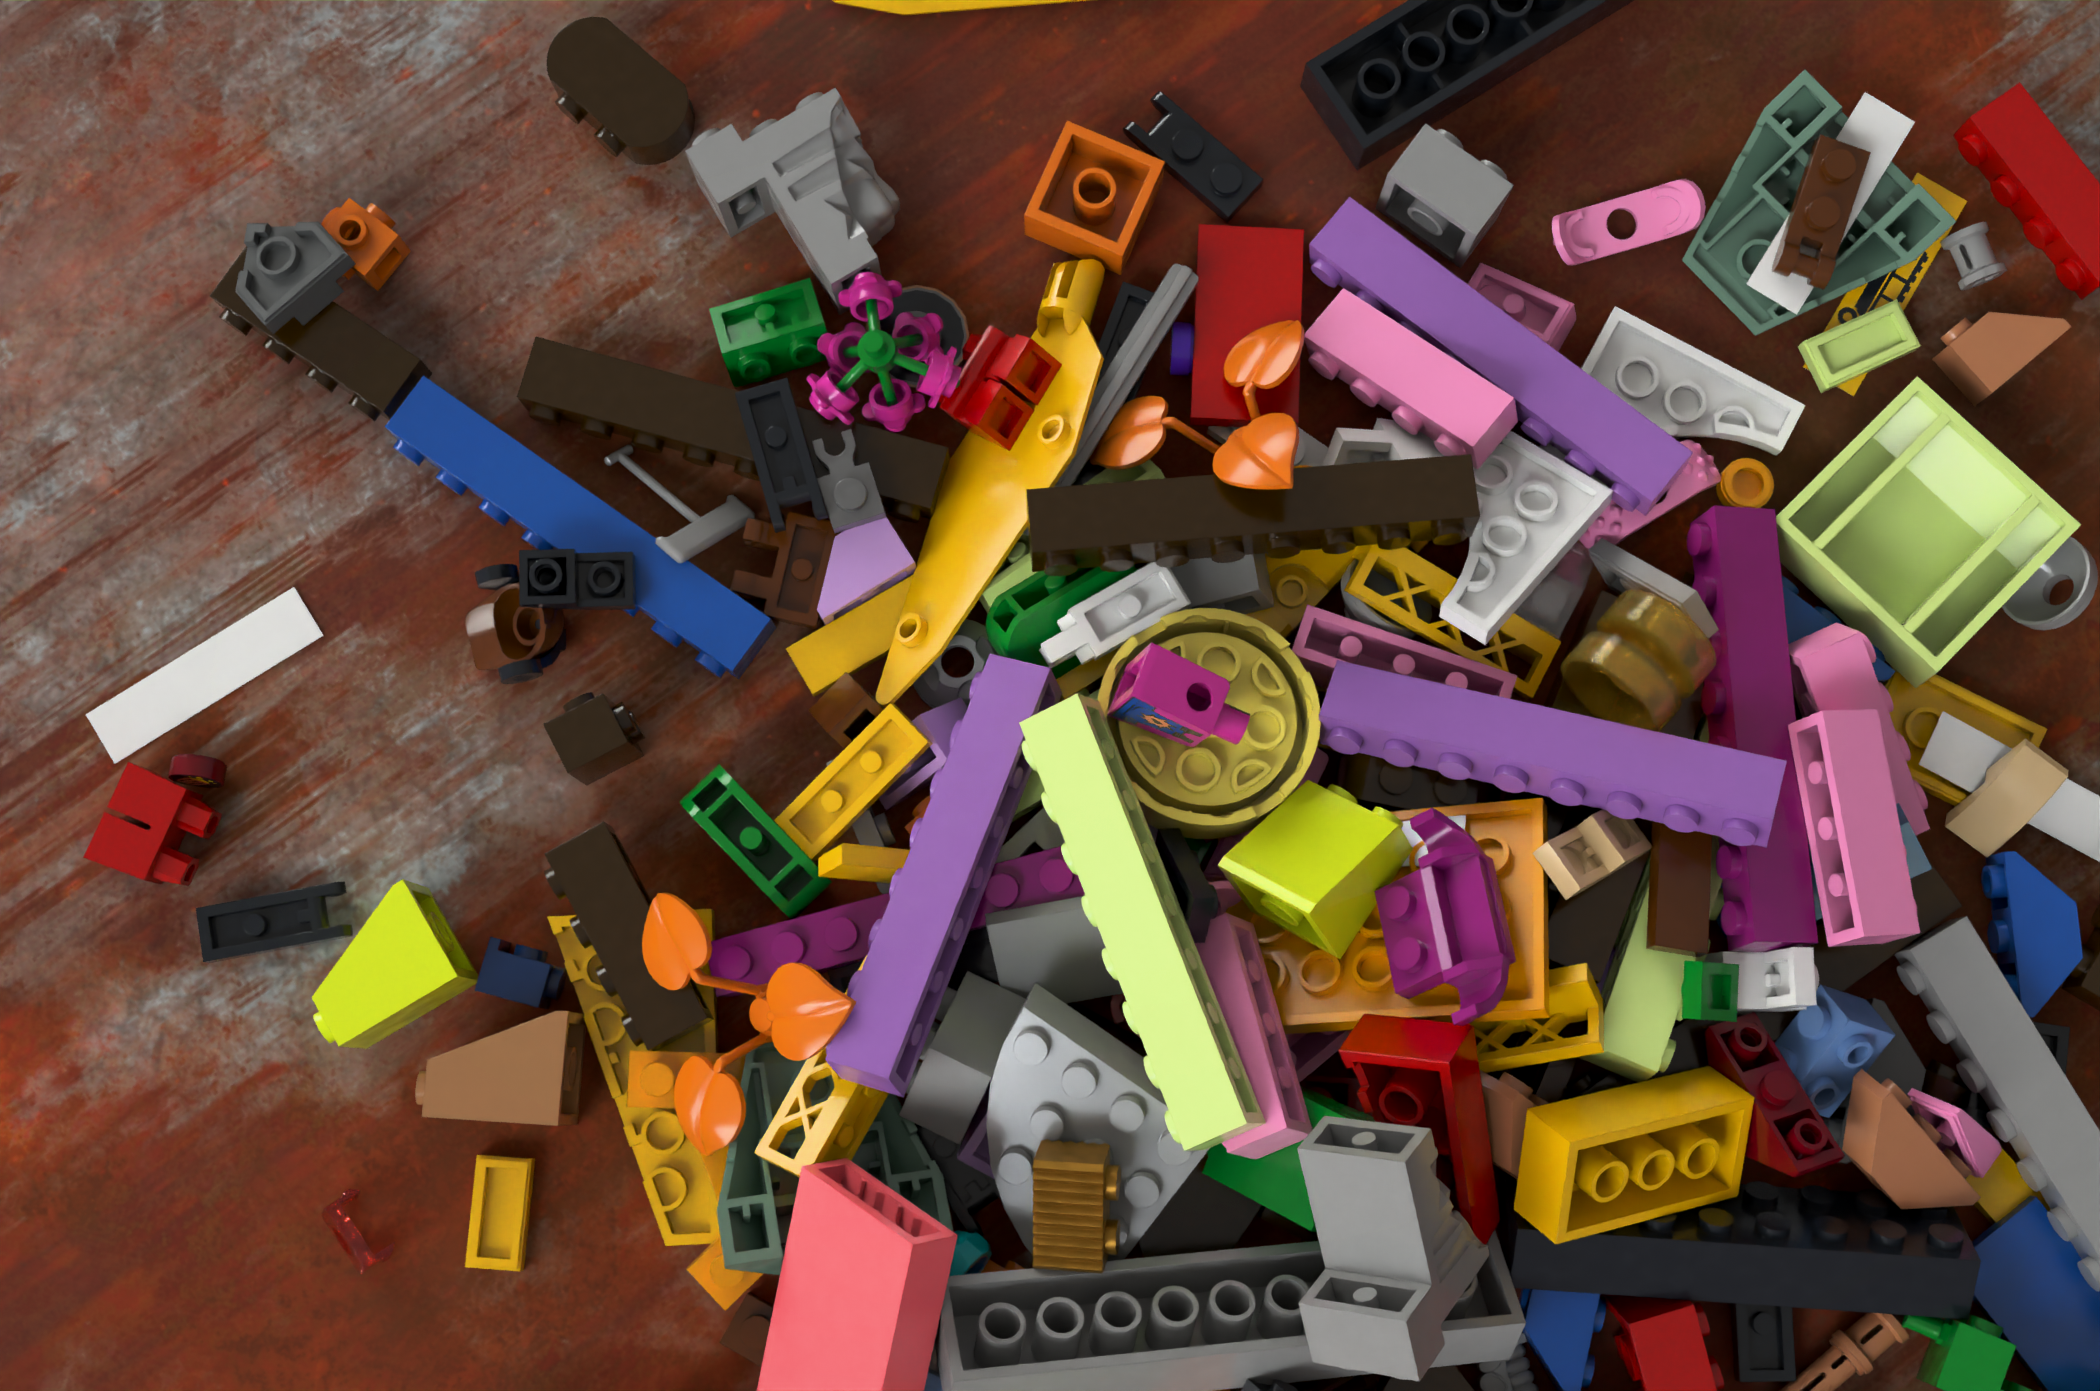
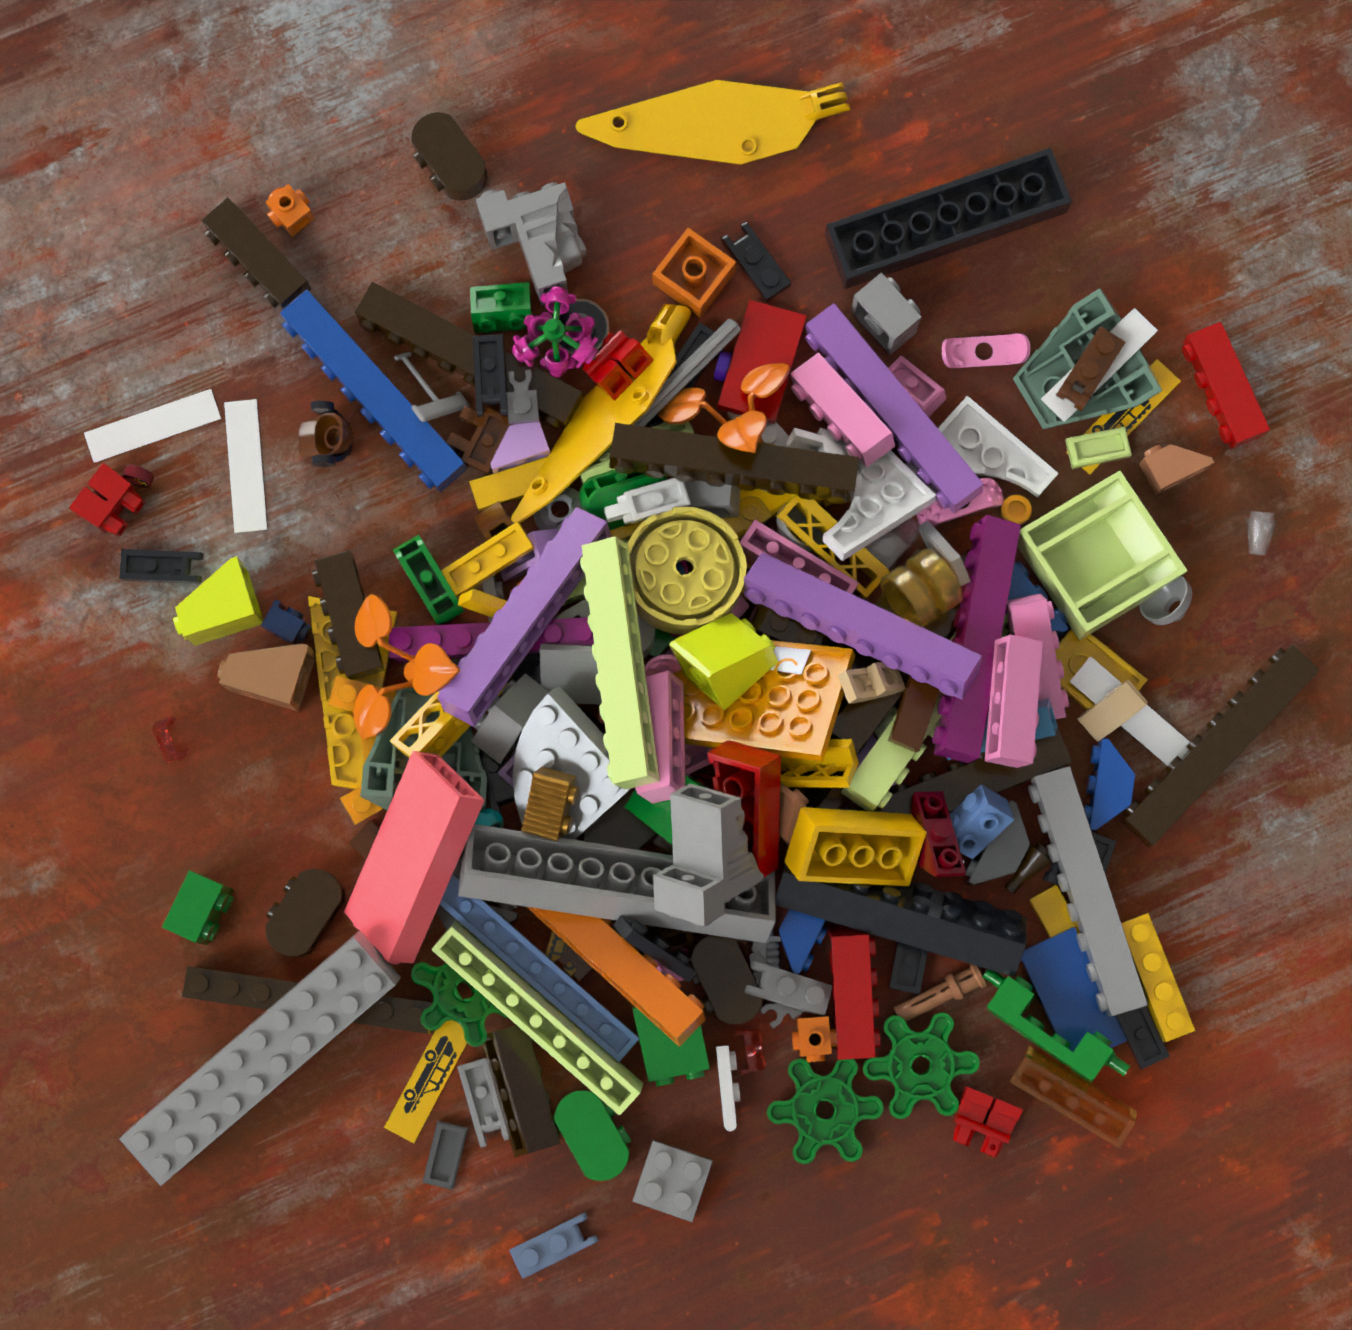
camera: 15 degrees right, 0 degrees up
(290, 272) = (248, 217): dark grey plate -> none
(385, 709) = (245, 466): none -> white sticker
(500, 1213) = (247, 748): yellow tile -> none
(577, 580) = (364, 418): black slope -> none
(595, 737) = (355, 505): dark brown brick -> none
(1176, 699) = (658, 545): dark pink torso -> none
(1193, 892) = (651, 650): black plate -> none
(1448, 921) = (783, 699): magenta plate -> none
(1710, 991) = (916, 770): green plate -> none
(1773, 979) = (945, 774): white brick -> none
(1901, 1150) = (1002, 882): nougat slope -> none
(1958, 1132) = (1035, 882): bright pink slope -> none
(1973, 256) = (1173, 412): light grey bush -> none

